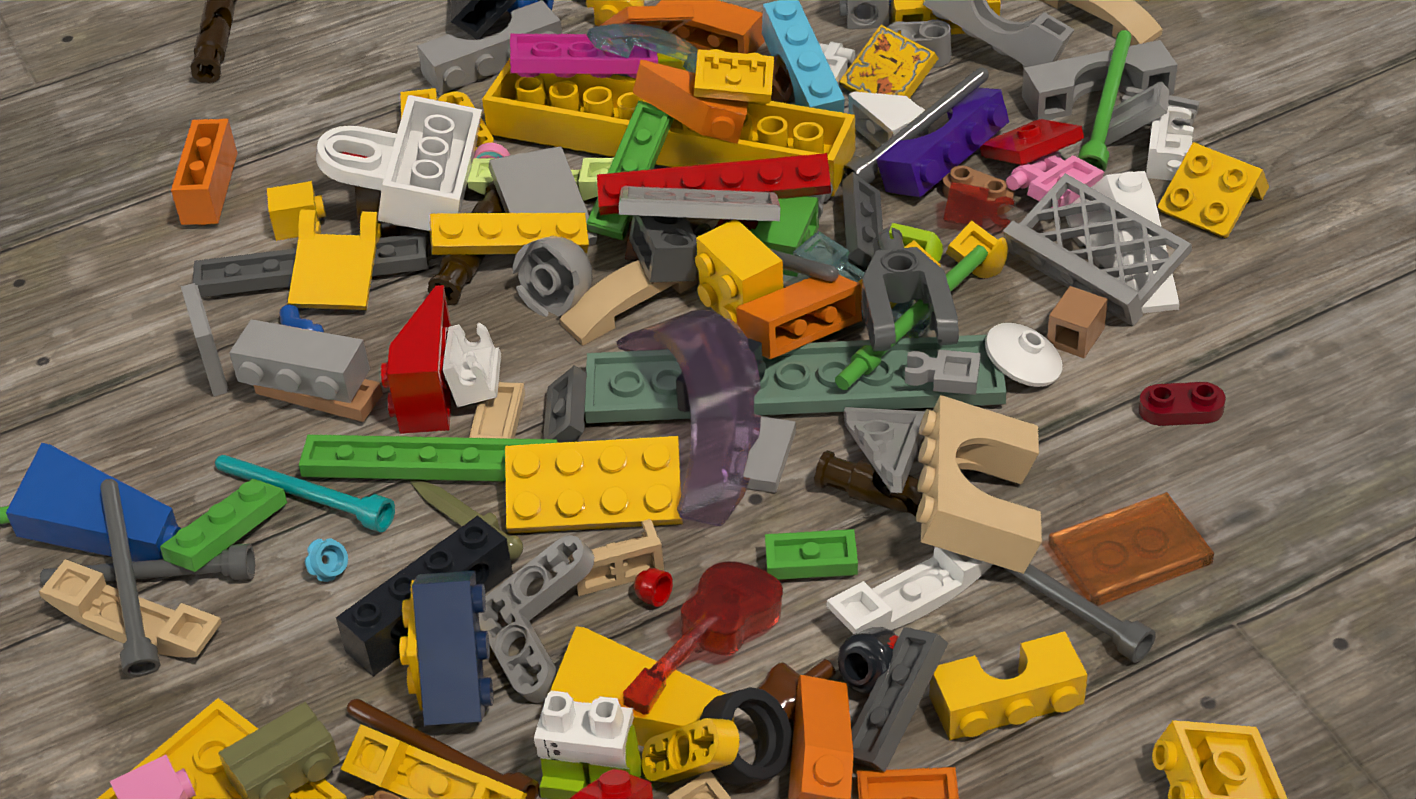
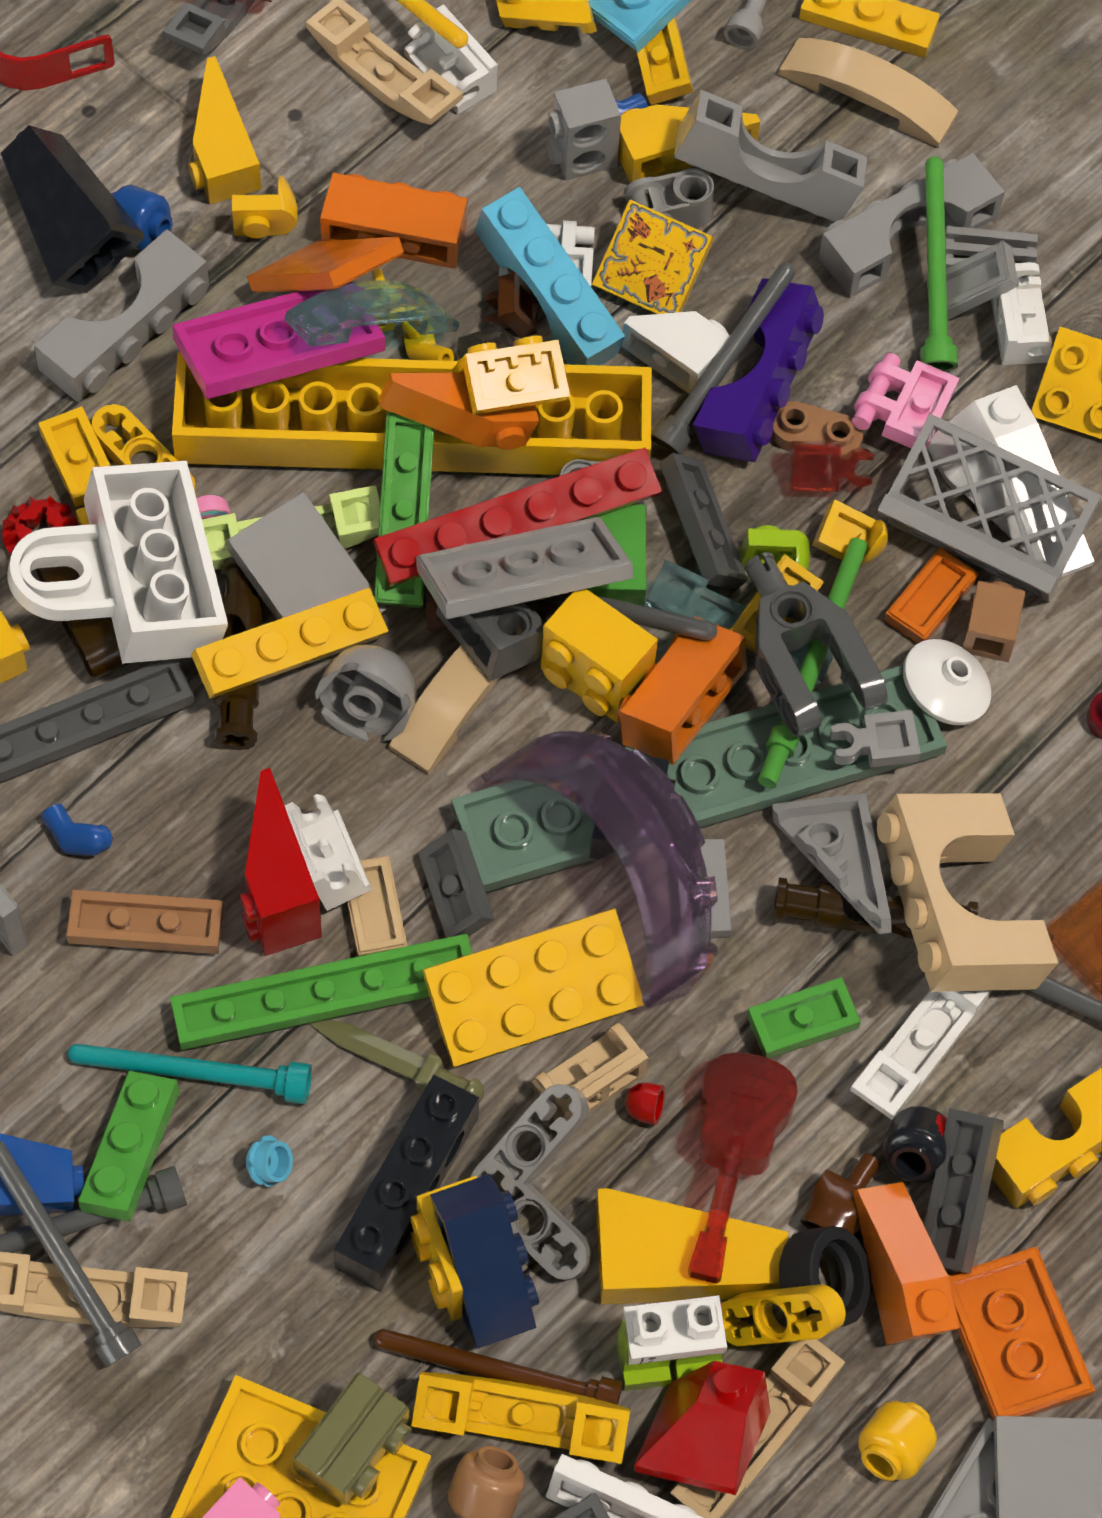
camera: 25 degrees left, 20 degrees up
(300, 360) = (122, 903): light grey brick -> none
(333, 268) = (86, 737): yellow flag -> none
(1030, 303) = (931, 596): none -> orange tile
(1032, 141) = (863, 348): red plate -> none

